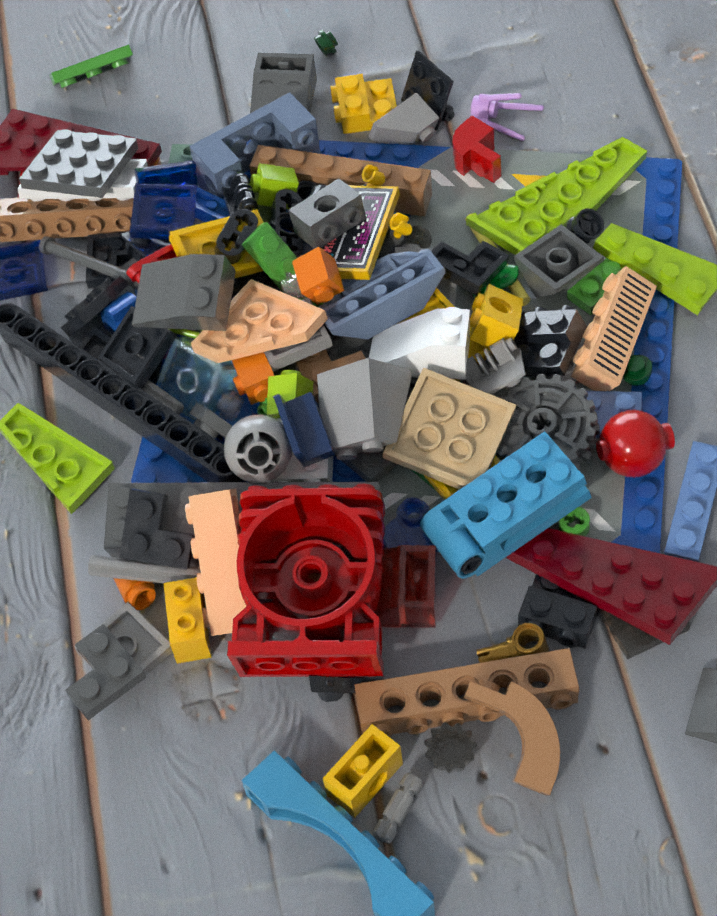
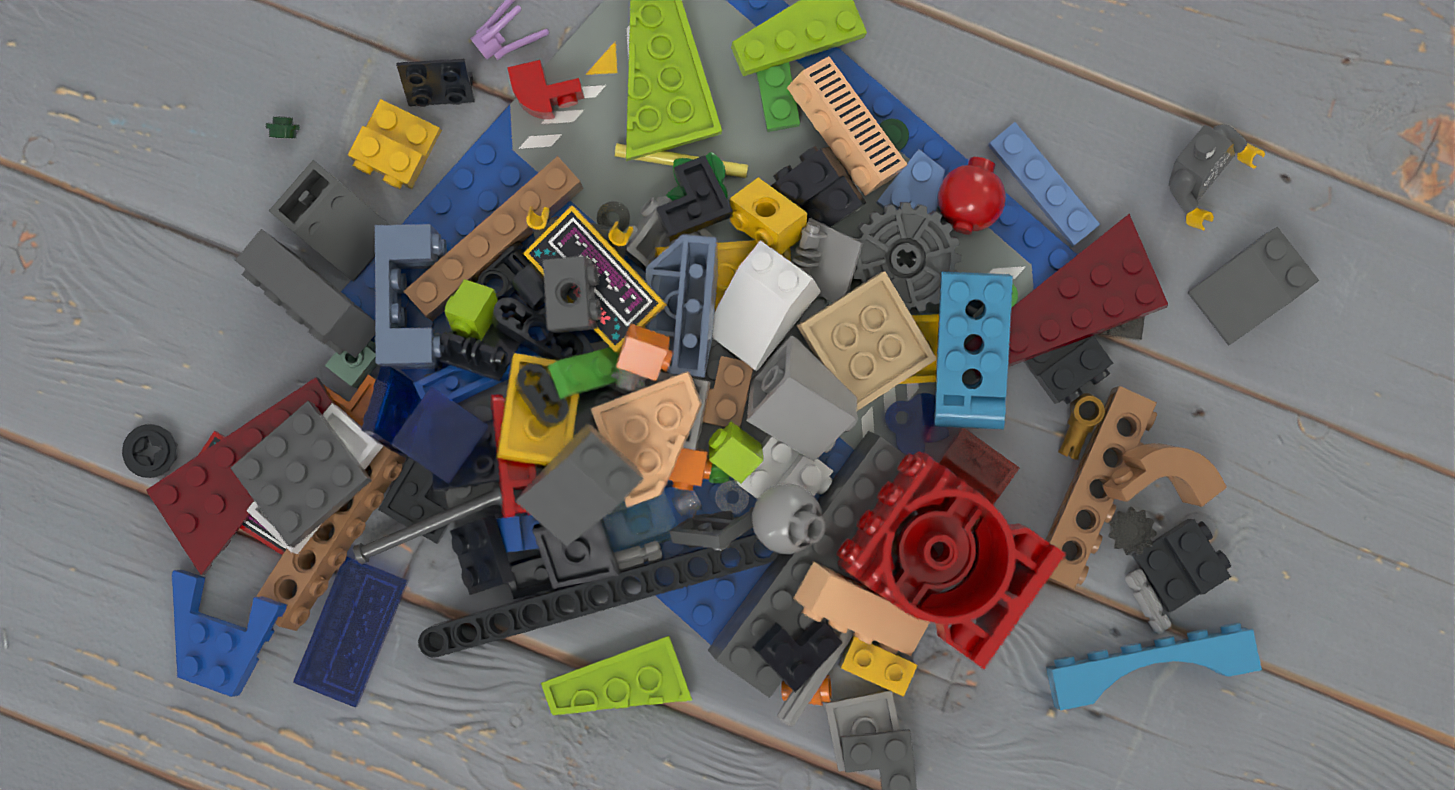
camera: 65 degrees left, 30 degrees up
(44, 94) = (137, 442): none -> black gear
(91, 66) = (135, 375): bright green plate -> none
(214, 94) = (306, 295): none -> dark grey brick
(305, 428) = (793, 466): dark blue panel -> none
(363, 770) = (1111, 611): yellow brick -> none
(406, 123) = (459, 126): light grey slope -> none
(453, 815) = (1183, 564): none -> black plate
(556, 261) = (741, 118): dark grey slope -> none
(586, 225) = (718, 69): black wheel -> none

